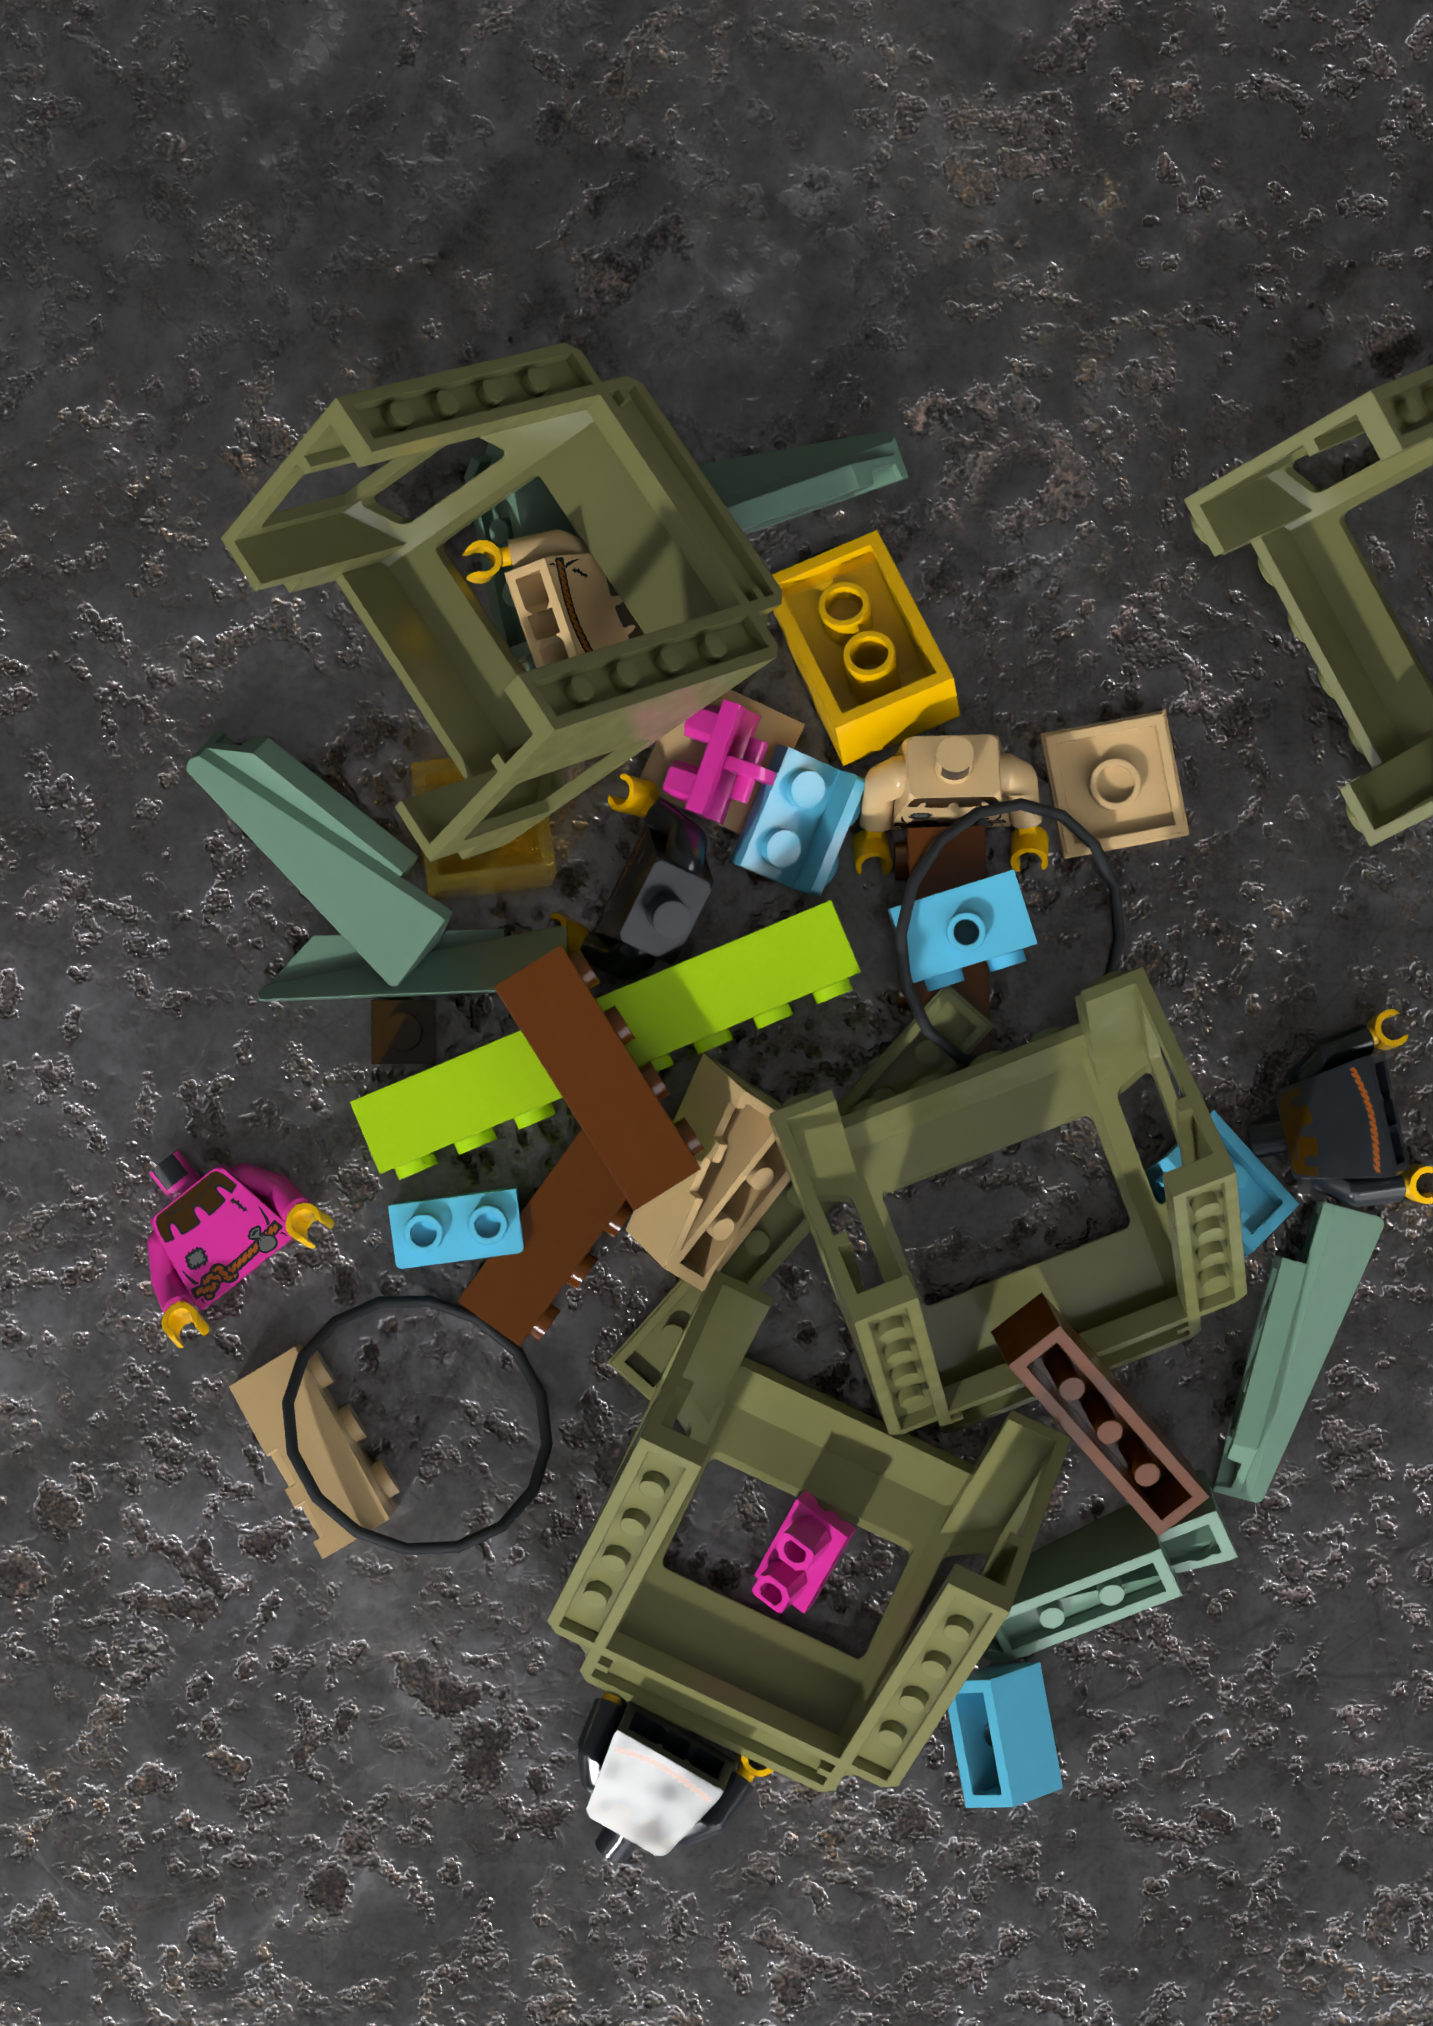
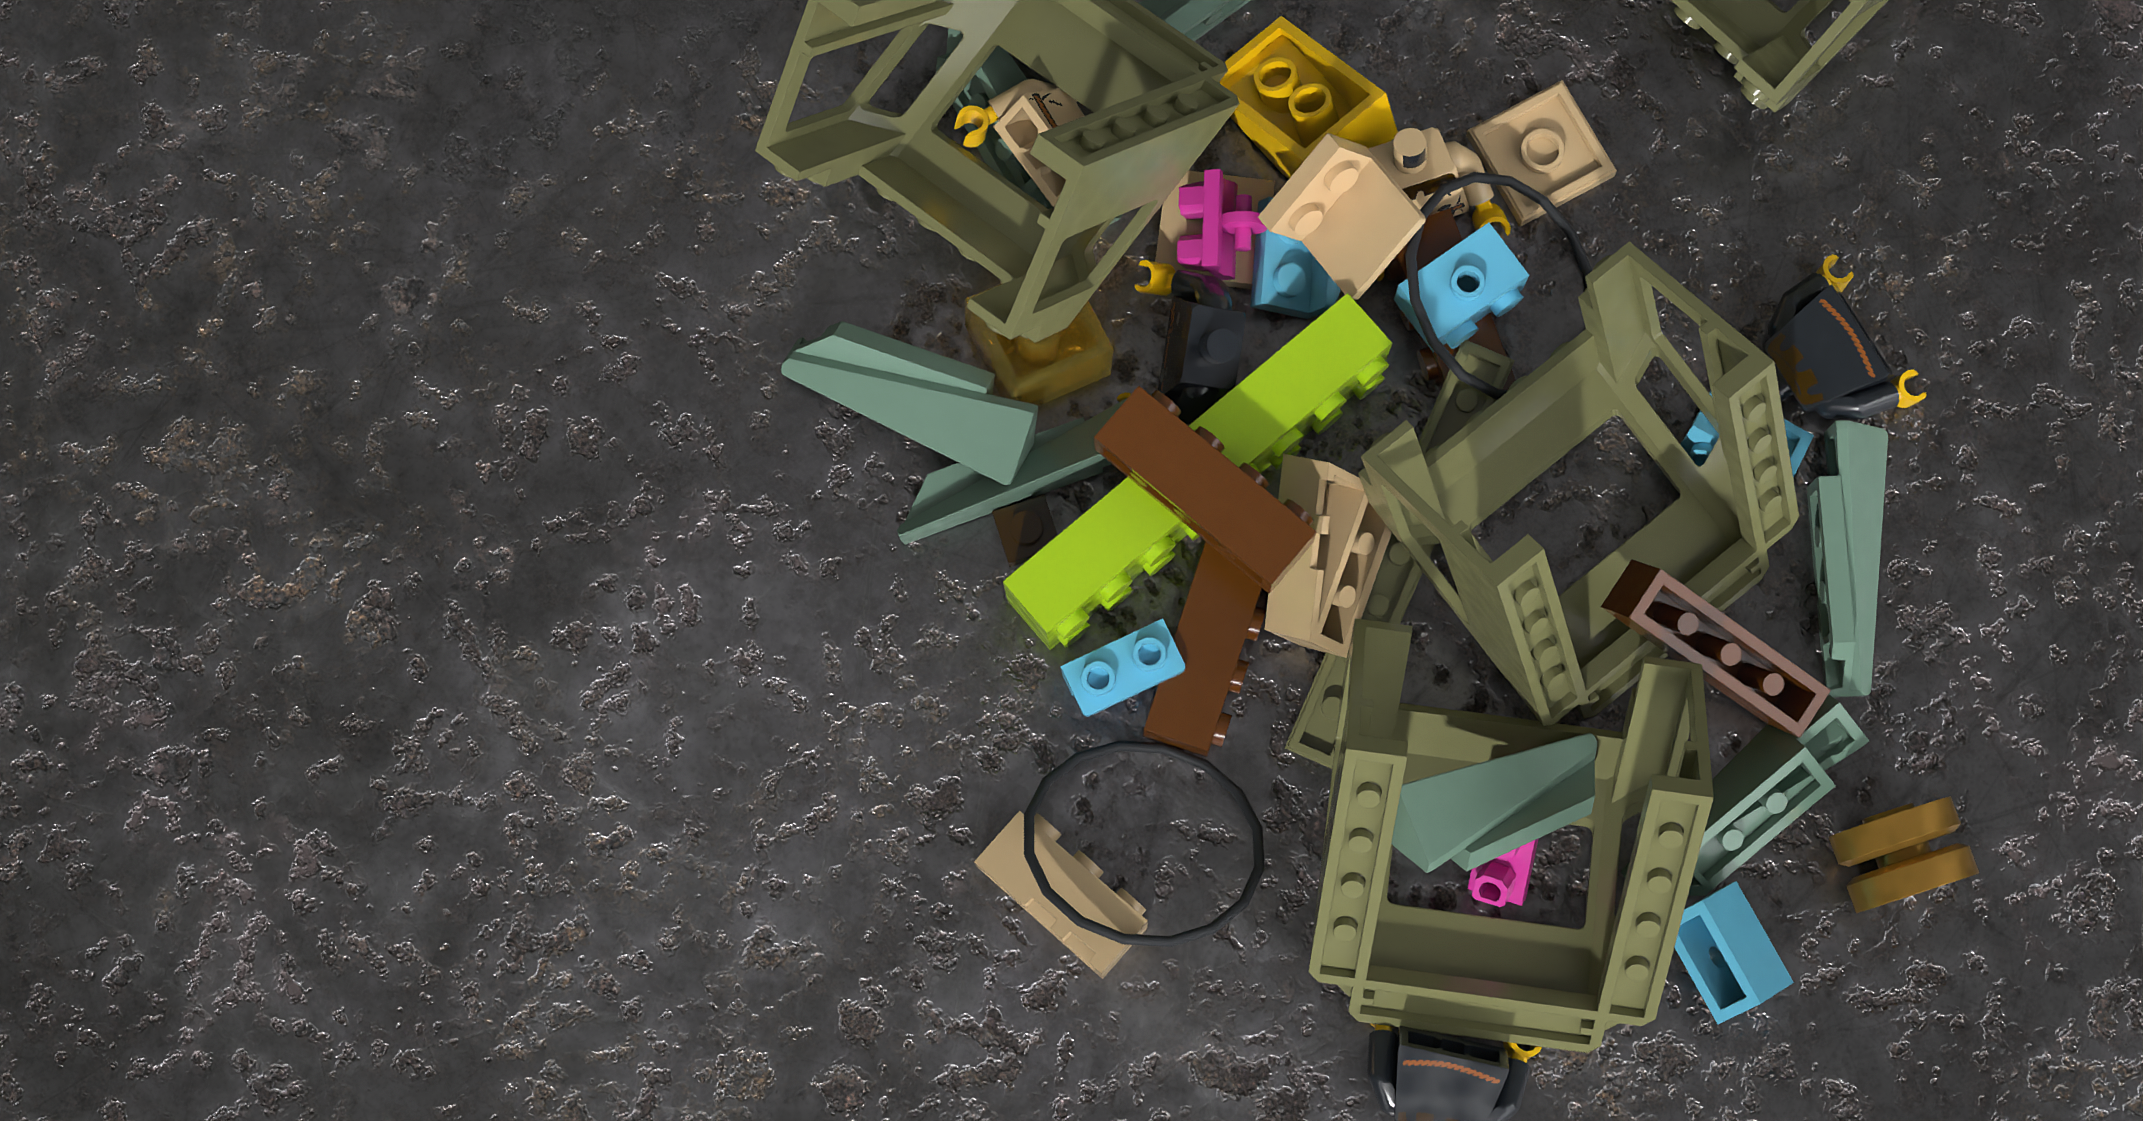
camera: 10 degrees left, 10 degrees down
(218, 1233) = (926, 739): torso -> none
(801, 1517) = (1495, 804): none -> sand green wedge
(860, 807) = (1345, 213): none -> tan bracket
(1224, 1695) = (1903, 853): none -> pearl gold wheel

